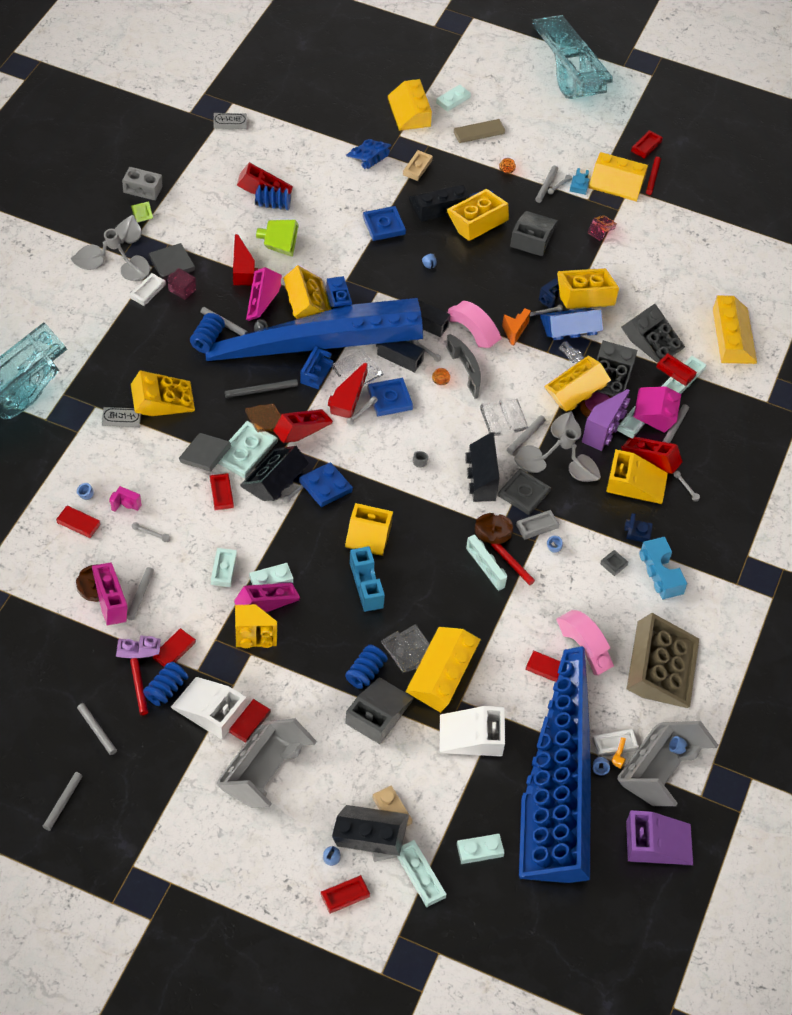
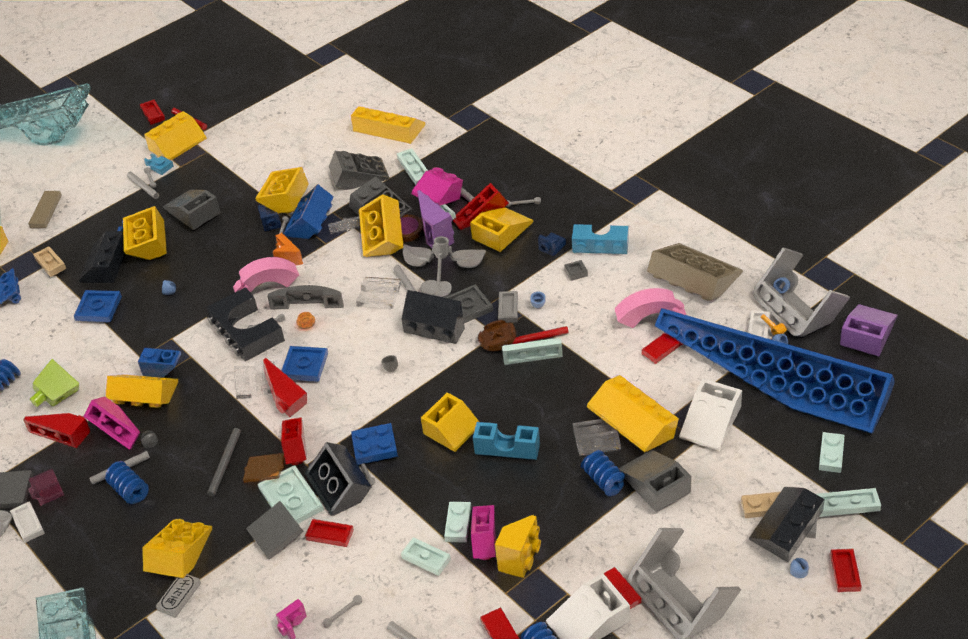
camera: 55 degrees left, 10 degrees down
(316, 368) = (231, 409): blue hinge -> none
(329, 329) = (197, 380): blue wedge -> none
(350, 420) = (310, 403): light grey hinge -> none
(507, 165) = (102, 202): clear orange plate -> none
(600, 226) = (220, 165): clear pink bracket -> none
(676, 369) = (406, 165): red tile -> none

